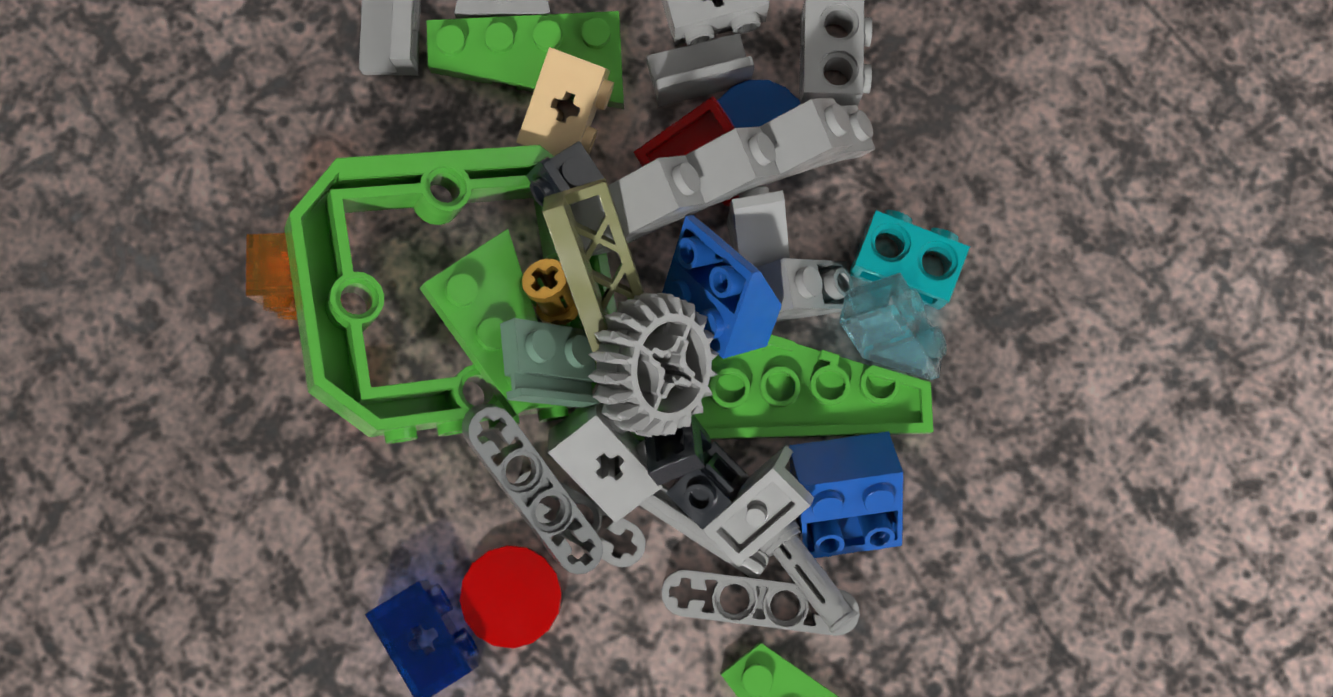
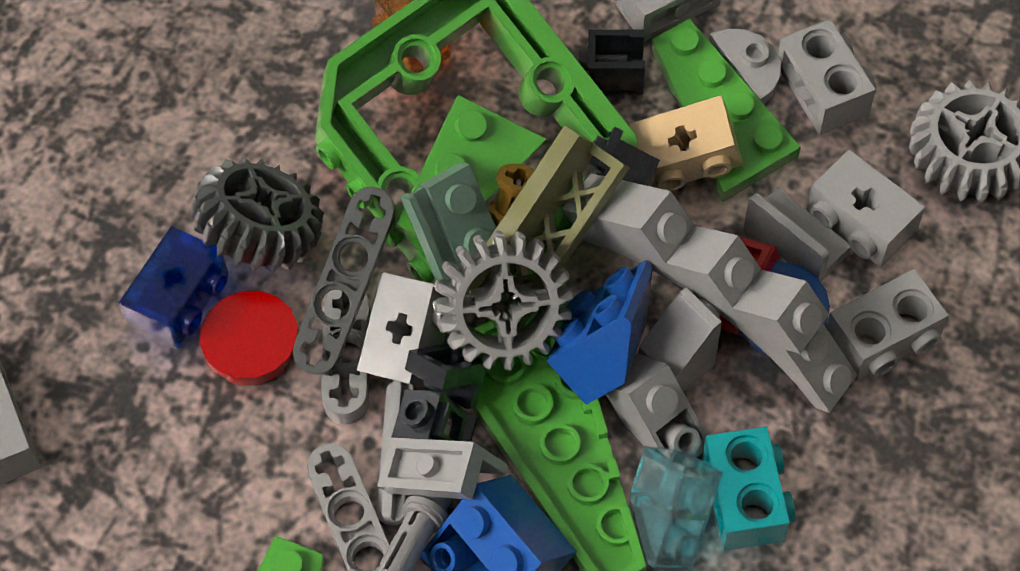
camera: 65 degrees right, 20 degrees down
(412, 541) = (257, 214): none -> dark grey gear
(431, 114) = (615, 59): none -> black window

